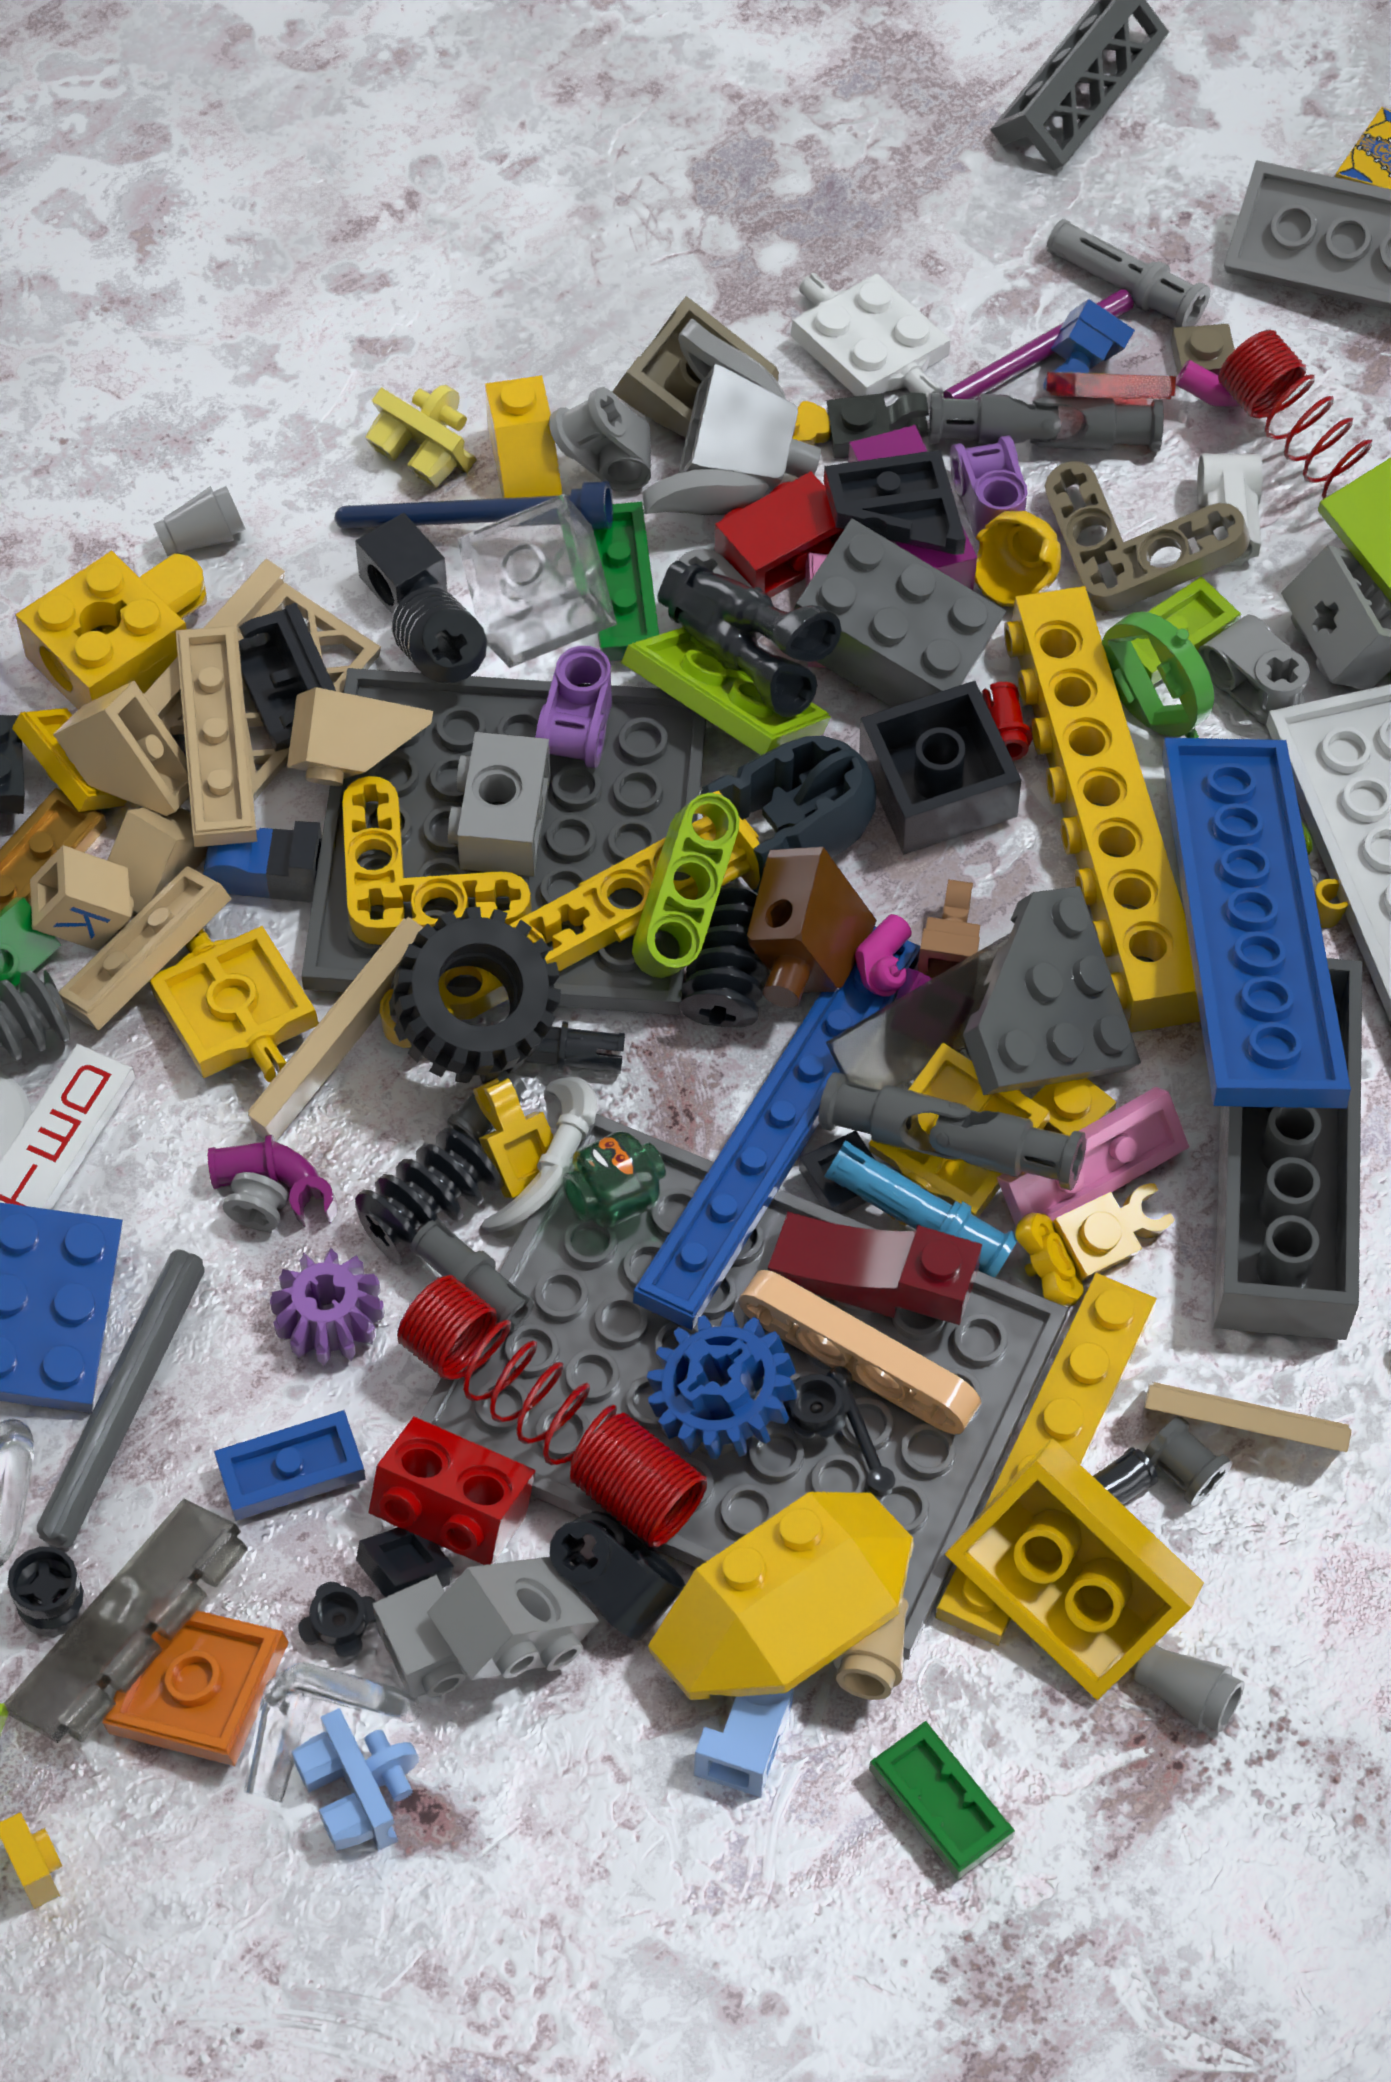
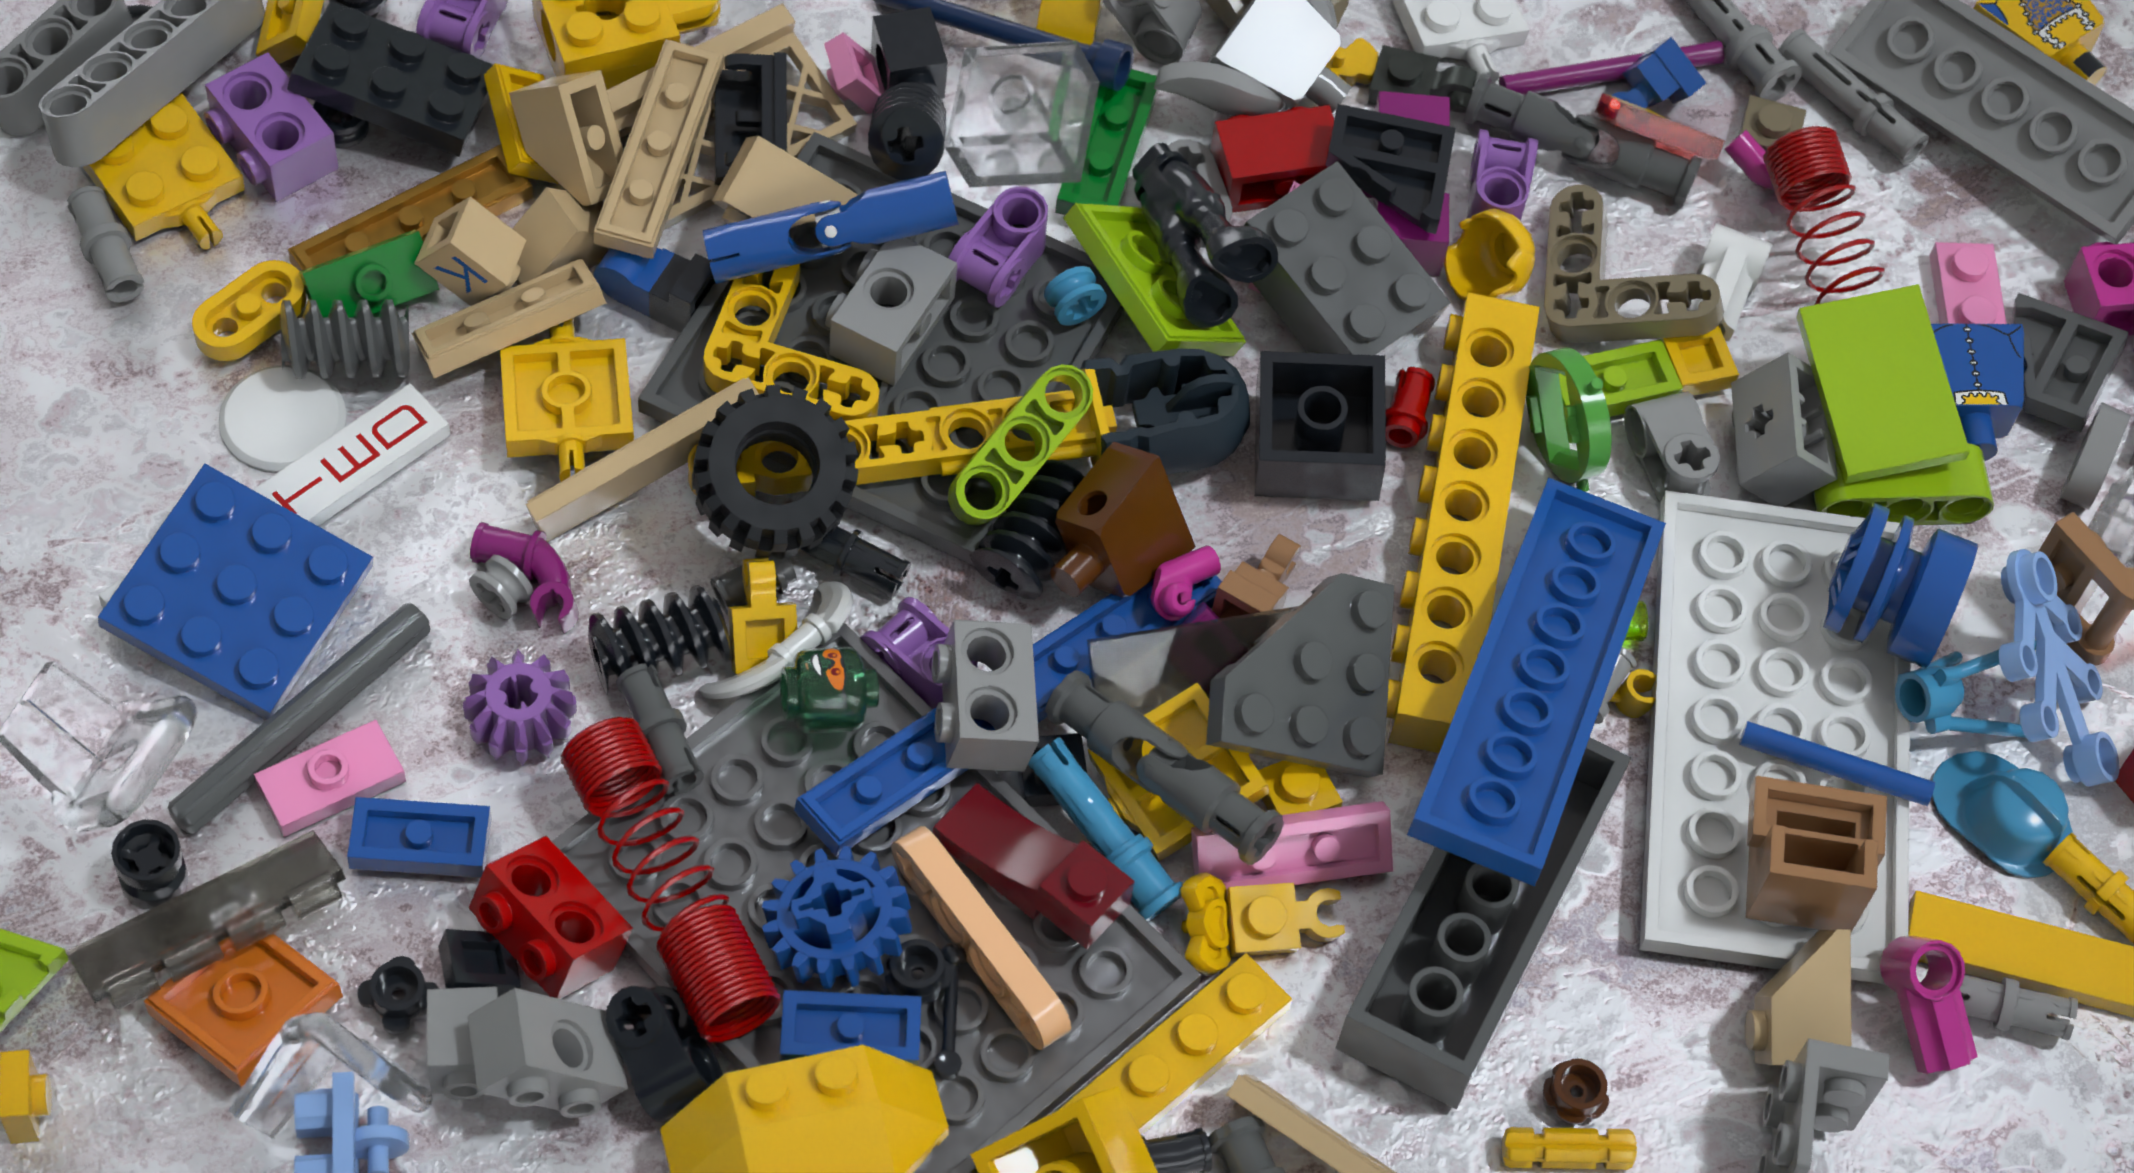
camera: 15 degrees right, 0 degrees up
(176, 1443) = (329, 777): none -> bright pink plate
(357, 600) = (853, 72): none -> bright pink plate
(447, 729) = (871, 217): none -> blue piece
(664, 730) = (1075, 295): none -> dark azure bush
(675, 1107) = (908, 647): none -> medium lavender piece
(769, 1481) = (837, 1021): none -> blue plate
(777, 1123) = (997, 696): none -> light grey brick
(1246, 583) = (1702, 362): none -> yellow plate
(1282, 304) = (1871, 112): none -> light grey pin

